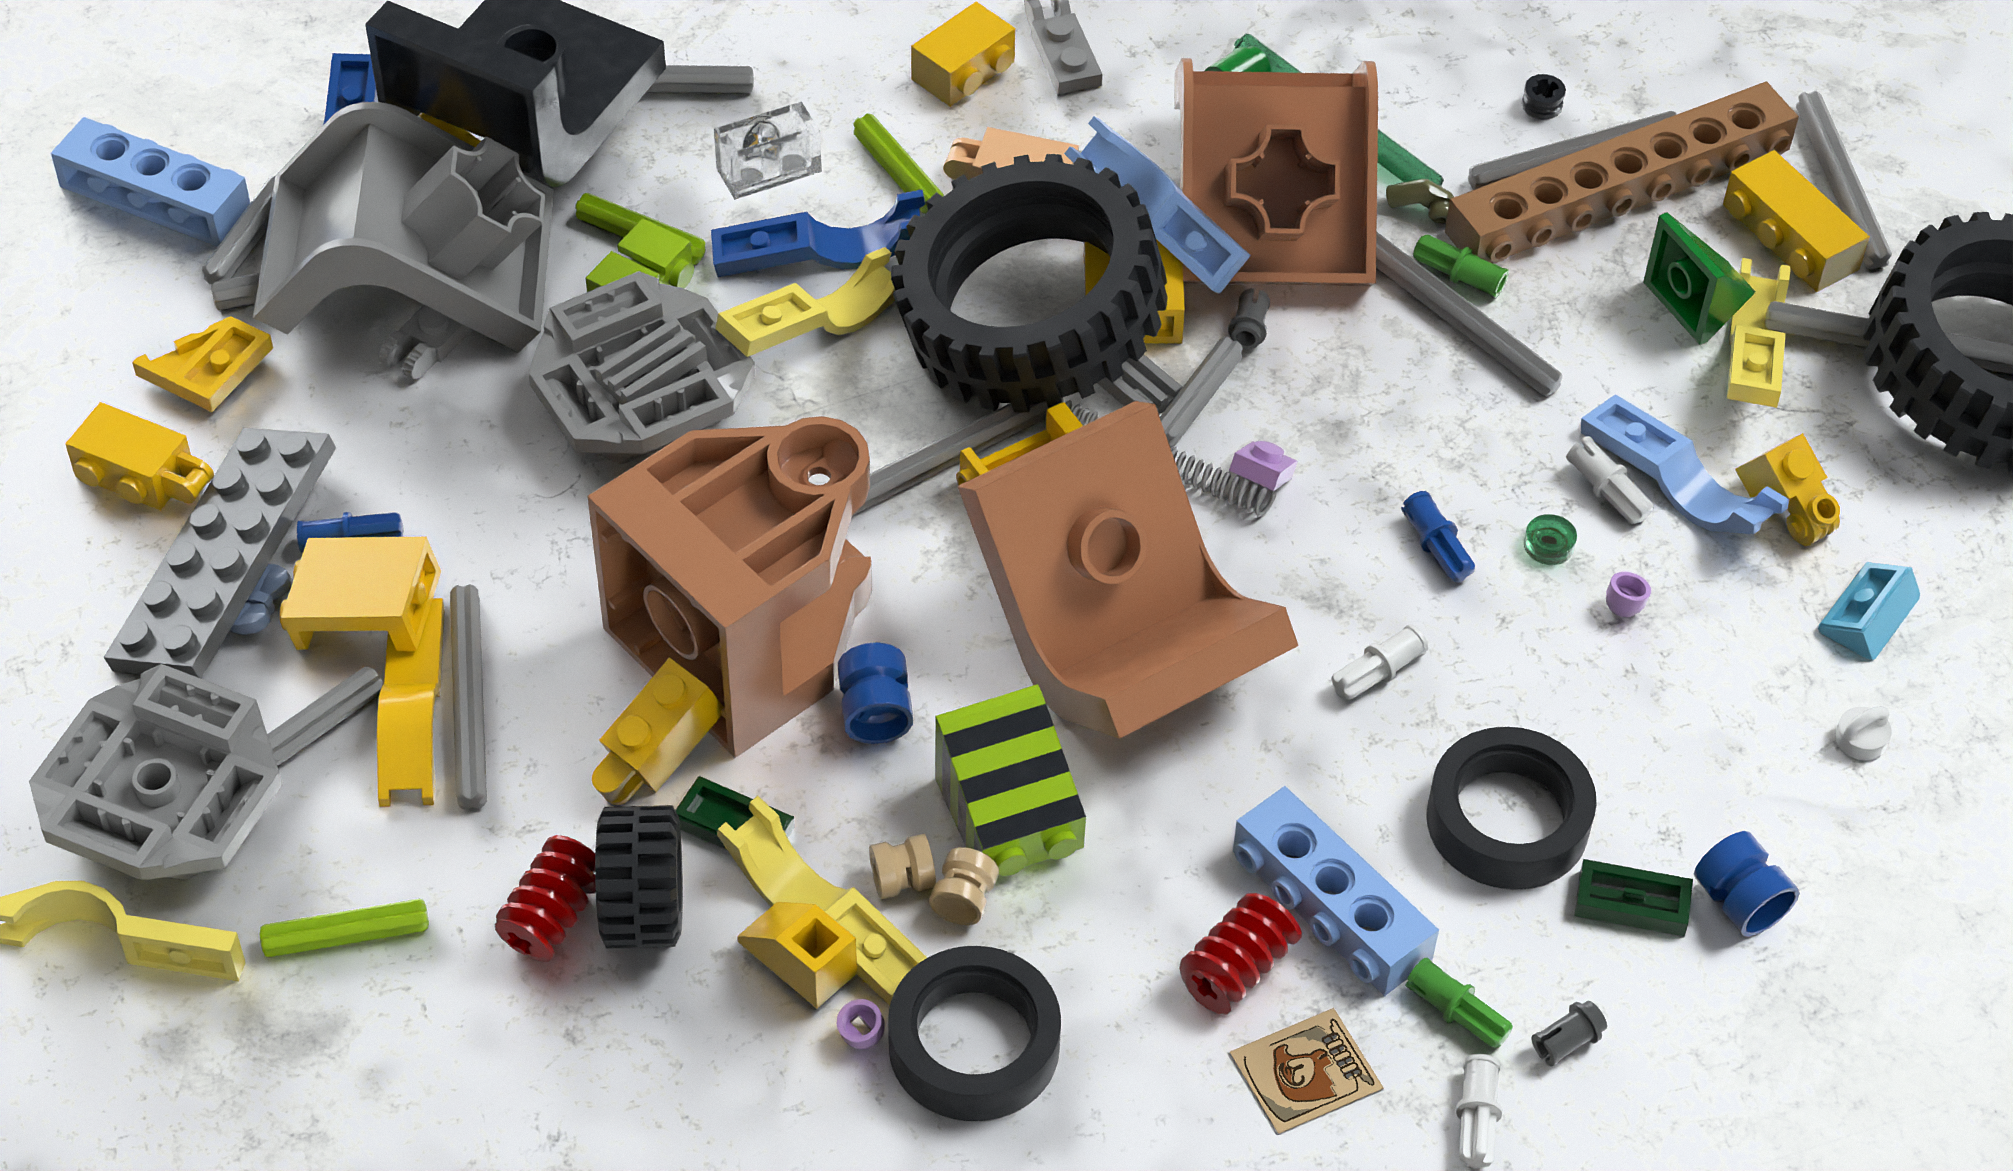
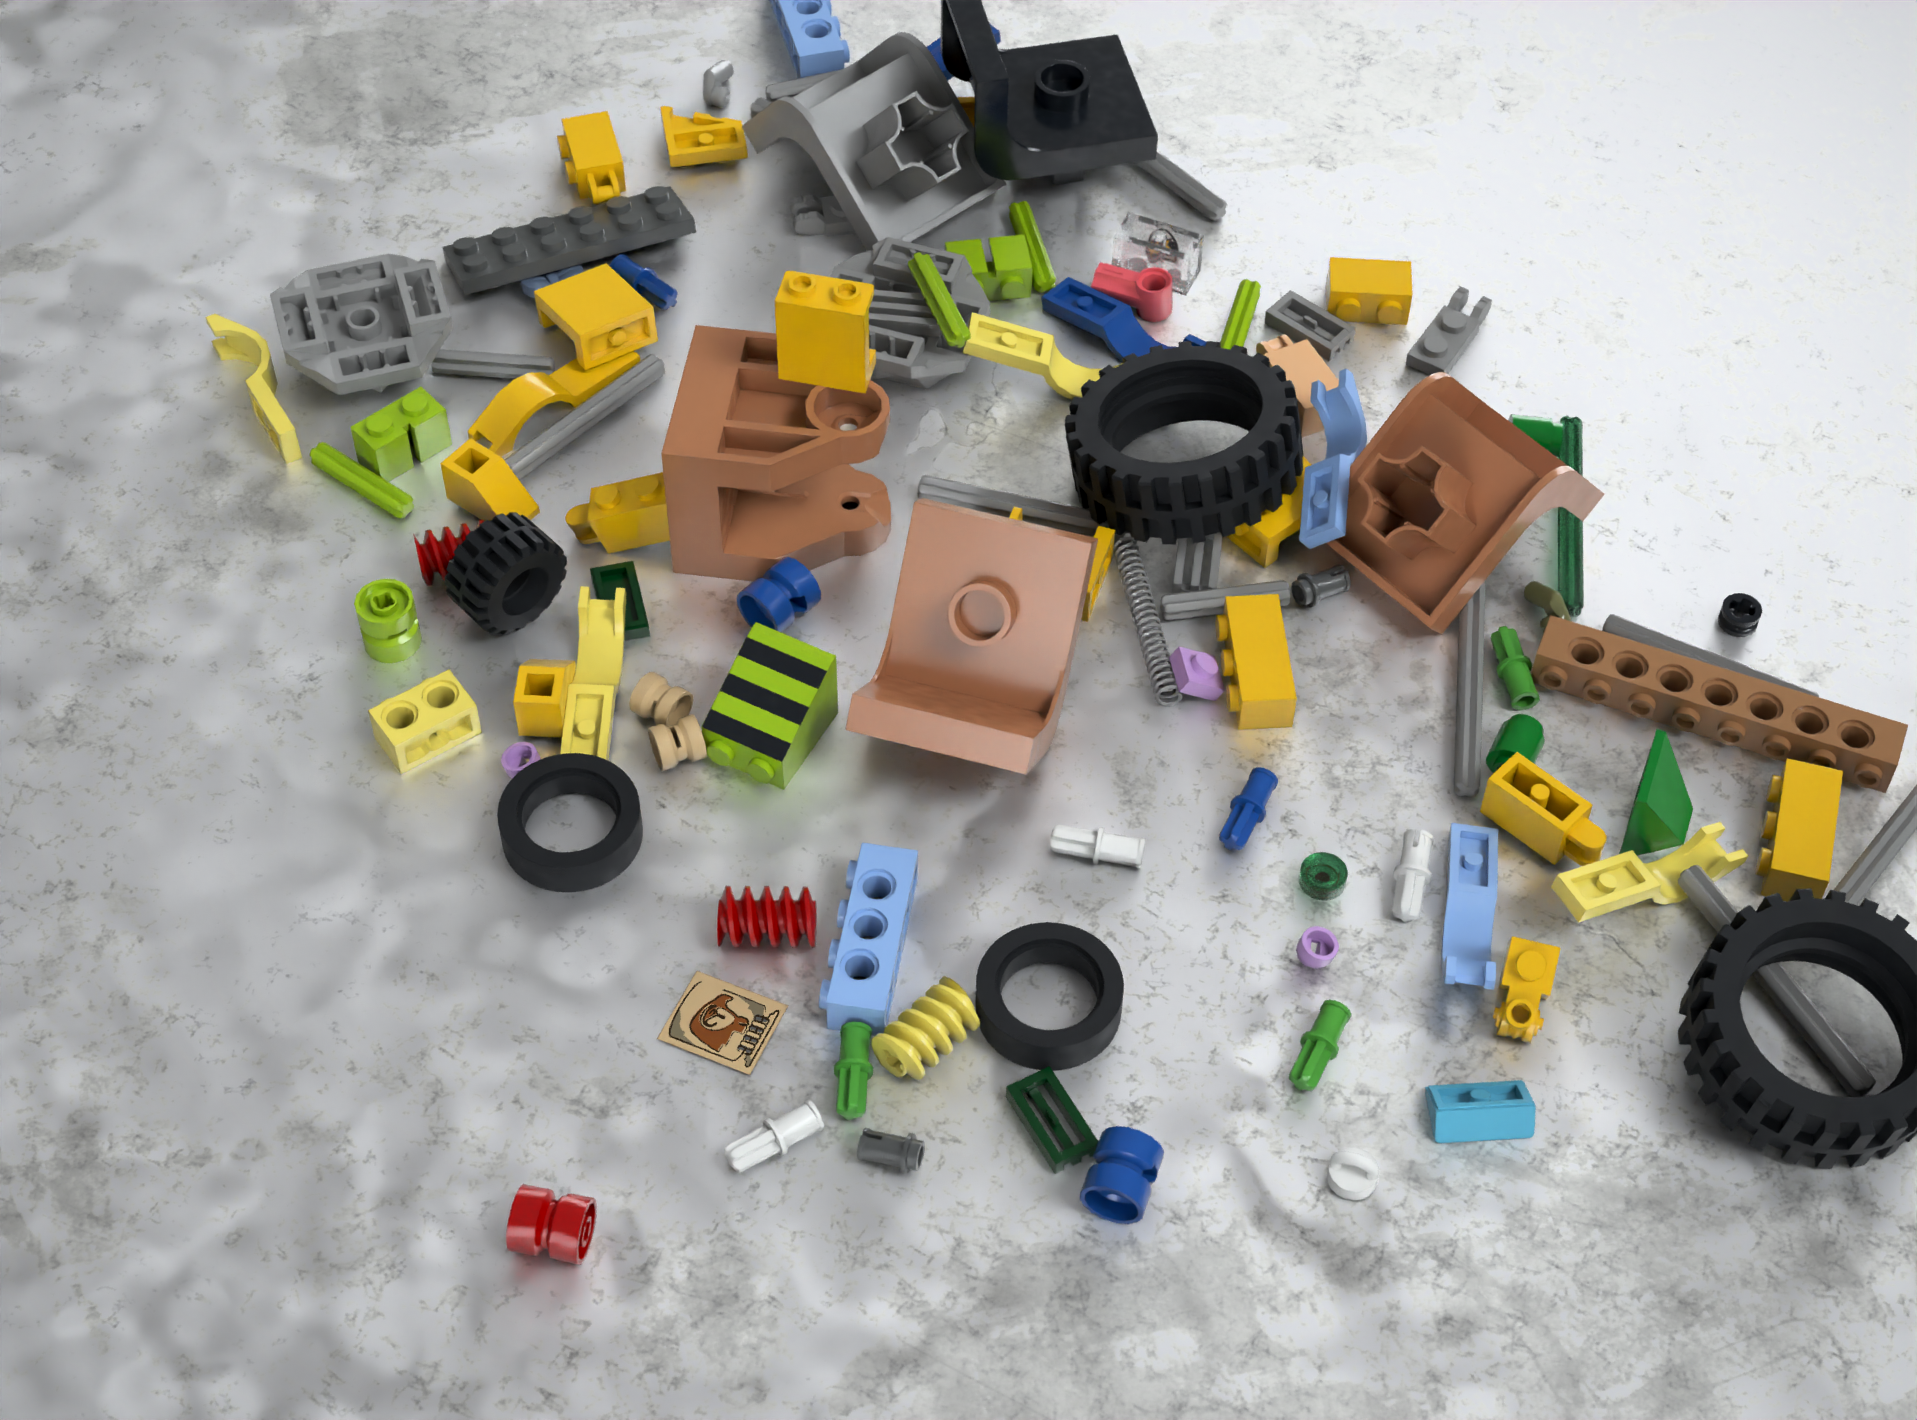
camera: 50 degrees right, 0 degrees up
(141, 301) = (712, 82): none -> light grey arm
(330, 863) = (384, 437): none -> lime piece
(490, 825) = (485, 483): none -> yellow slope
(576, 1017) = (388, 620): none -> lime wheel
(683, 323) = (939, 300): none -> lime axle
(736, 1071) = (425, 721): none -> light yellow brick
(758, 396) = (824, 331): none -> yellow panel
(795, 191) = (1145, 290): none -> coral piece
(948, 118) = (1307, 328): none -> light grey tile
(1295, 414) = (1256, 661): none -> yellow brick
(1474, 917) = (926, 1029): none -> light yellow piece
(1548, 323) = (1519, 735): none -> green brick
(1638, 352) = (1542, 812): none -> yellow brick
(1722, 662) = (1319, 1045): none -> bright green axle

